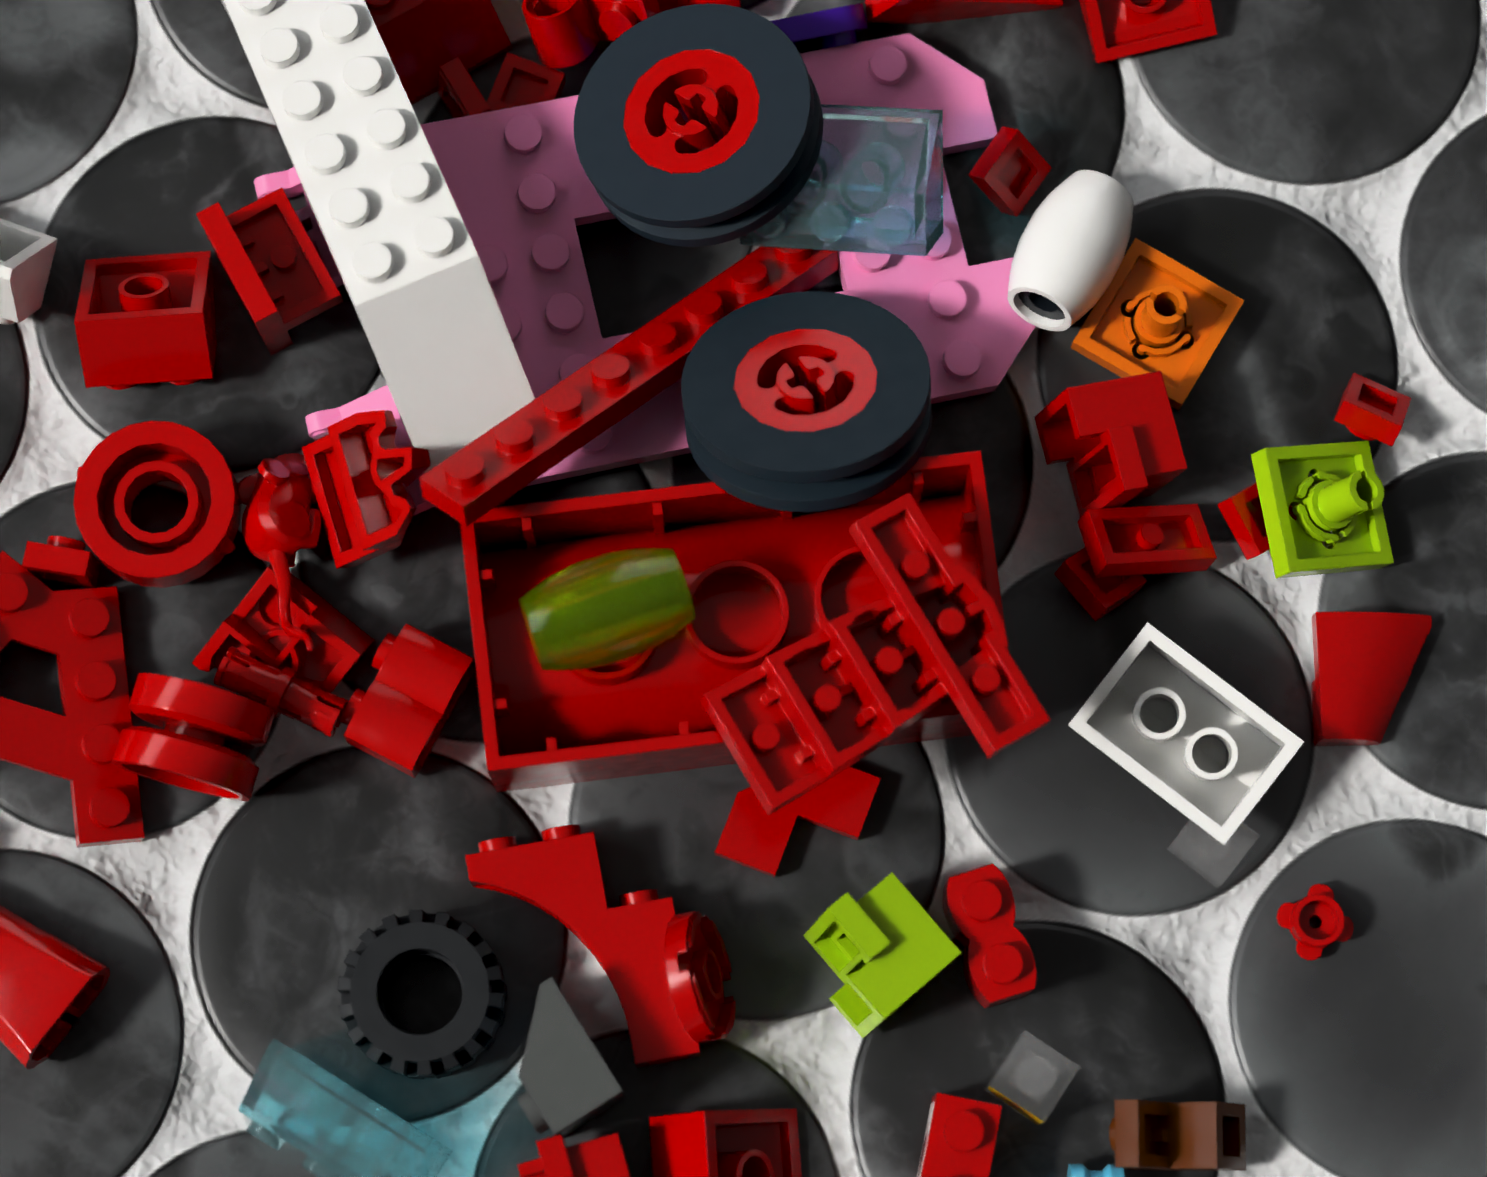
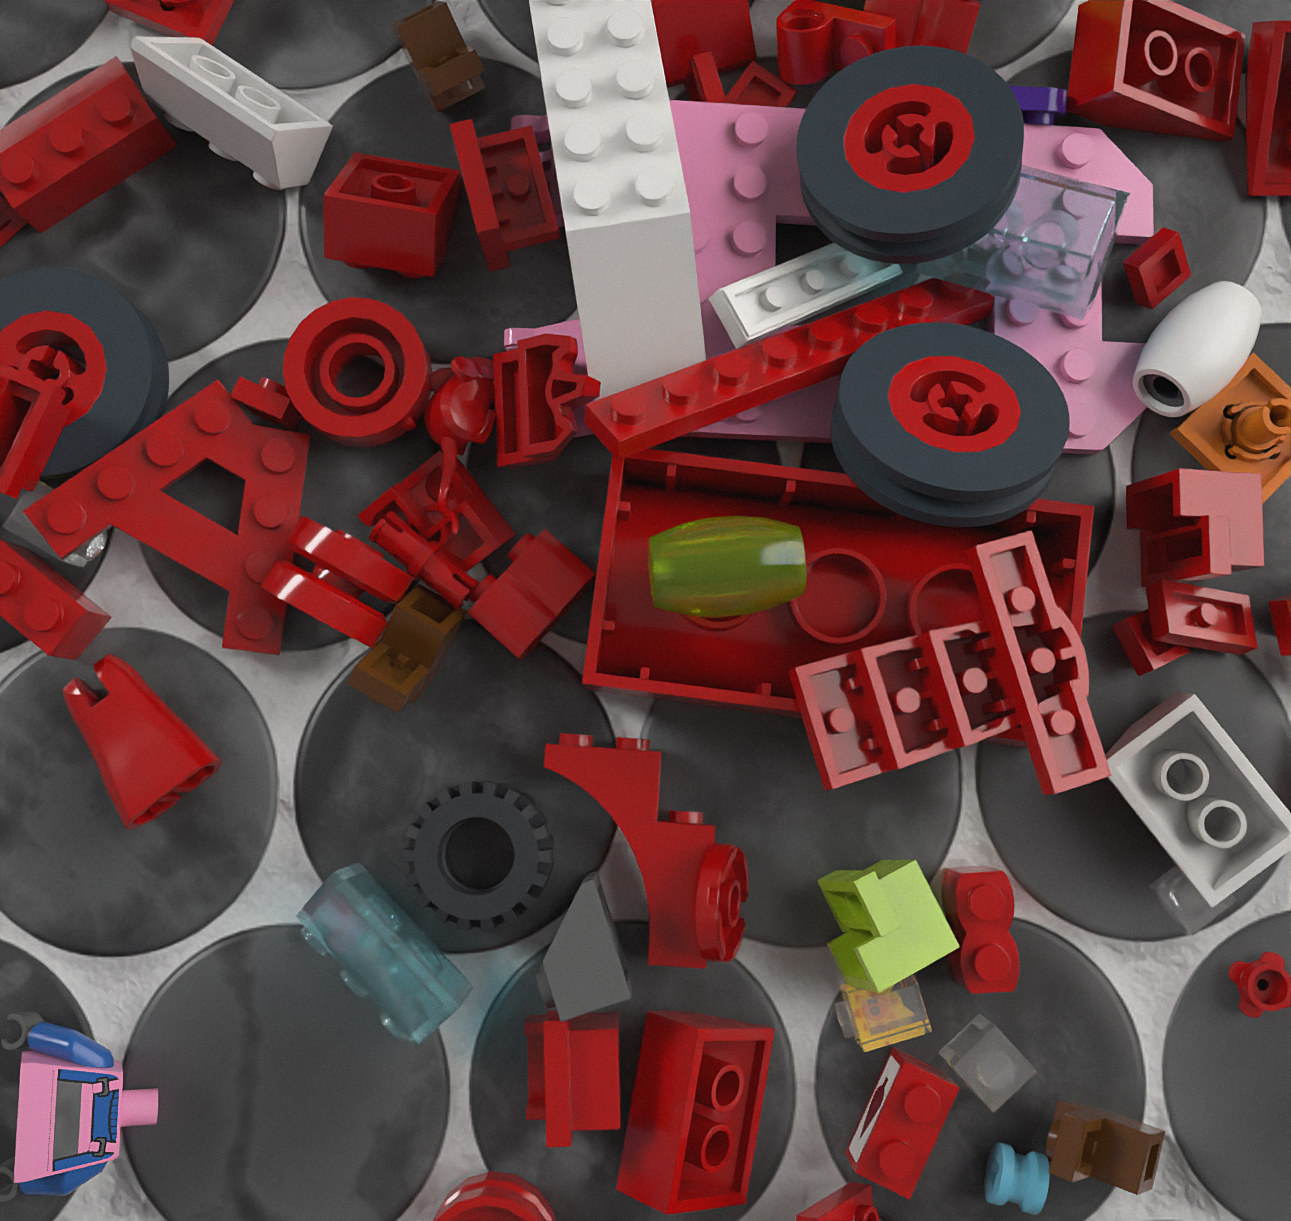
camera: 15 degrees right, 5 degrees up
(156, 130) = (439, 55): none -> reddish brown brick
(289, 792) = (409, 651): none -> reddish brown brick
(615, 299) = (796, 292): none -> white tile
(761, 839) = (799, 788): red tile -> none
(905, 1051) = (883, 1016): none -> clear brick

